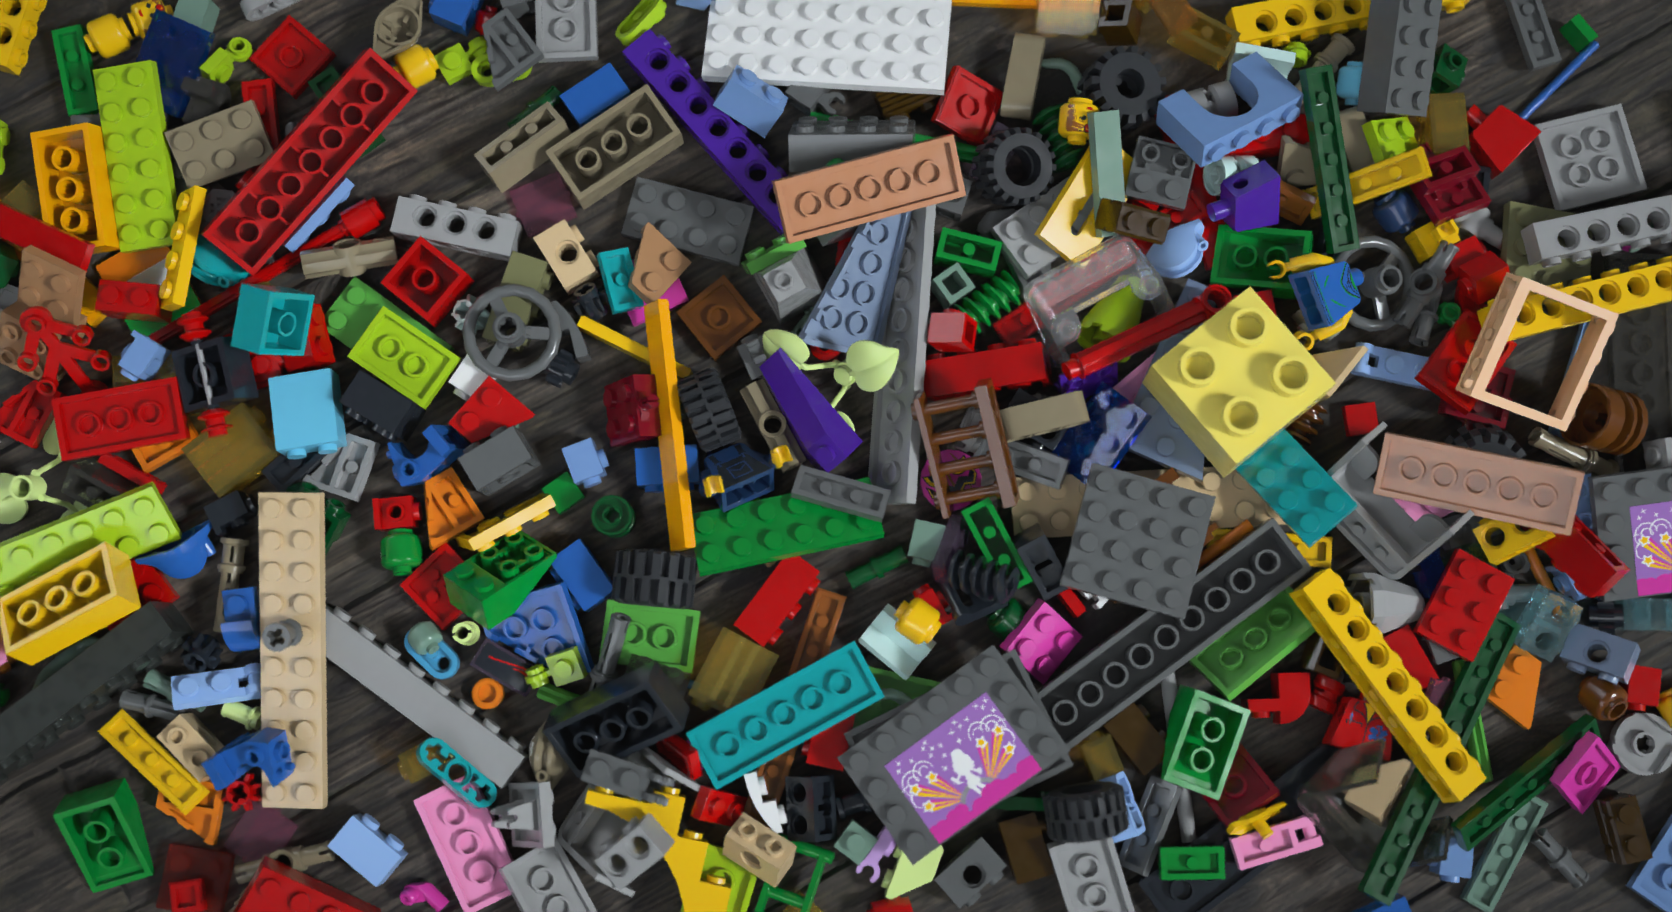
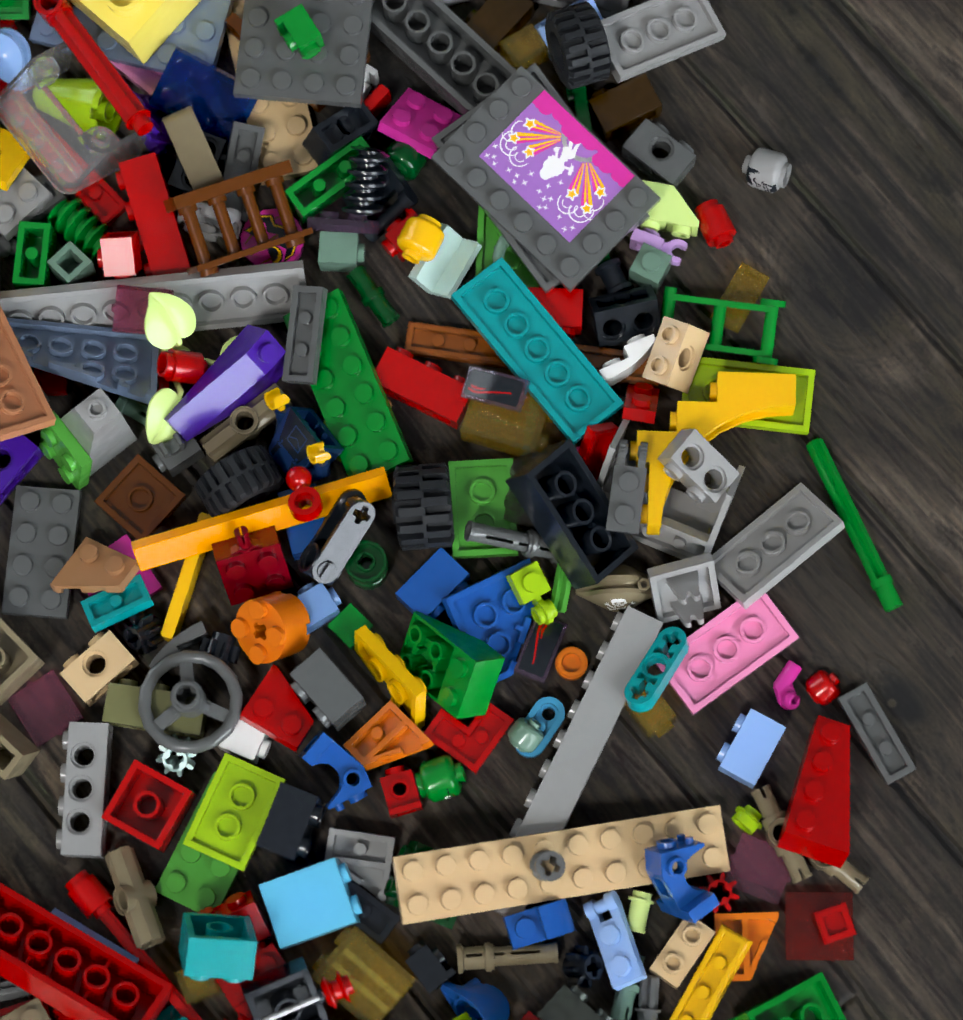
camera: 90 degrees left, 5 degrees down
(307, 832) = (747, 819): none -> lime plate
(472, 637) = (510, 702): yellowish green pin -> none
(567, 418) = (271, 627): none -> orange brick
(636, 492) = (337, 537): none -> piece
(695, 464) = (299, 479): none -> red plate
(753, 667) = (495, 389): none -> black slope
(831, 372) = (181, 366): none -> red brick
(901, 335) = (131, 308): none -> clear pink piece
(1138, 537) = (299, 32): none -> green brick

